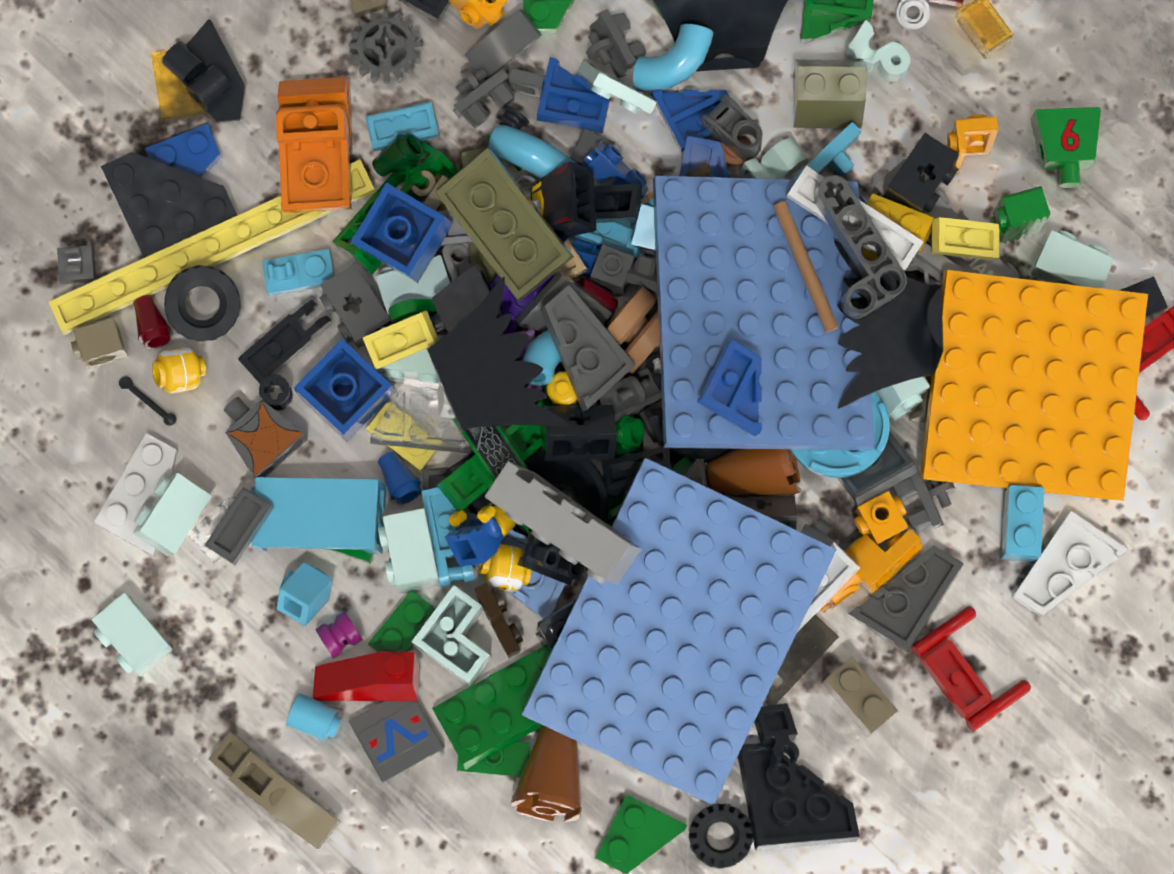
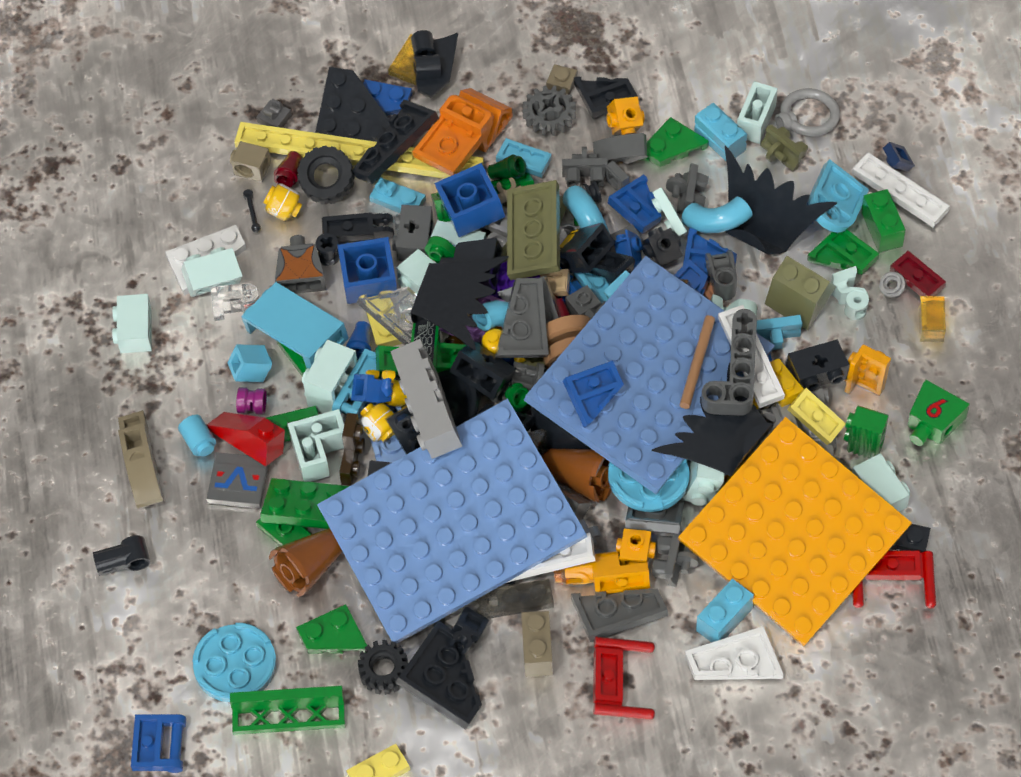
camera: 40 degrees right, 20 degrees down
(239, 526) = (243, 299): dark grey tile -> none
(250, 197) = (401, 134): none -> black wing
(401, 340) = (419, 255): light yellow plate -> none
(642, 138) = (662, 246): none -> black brick

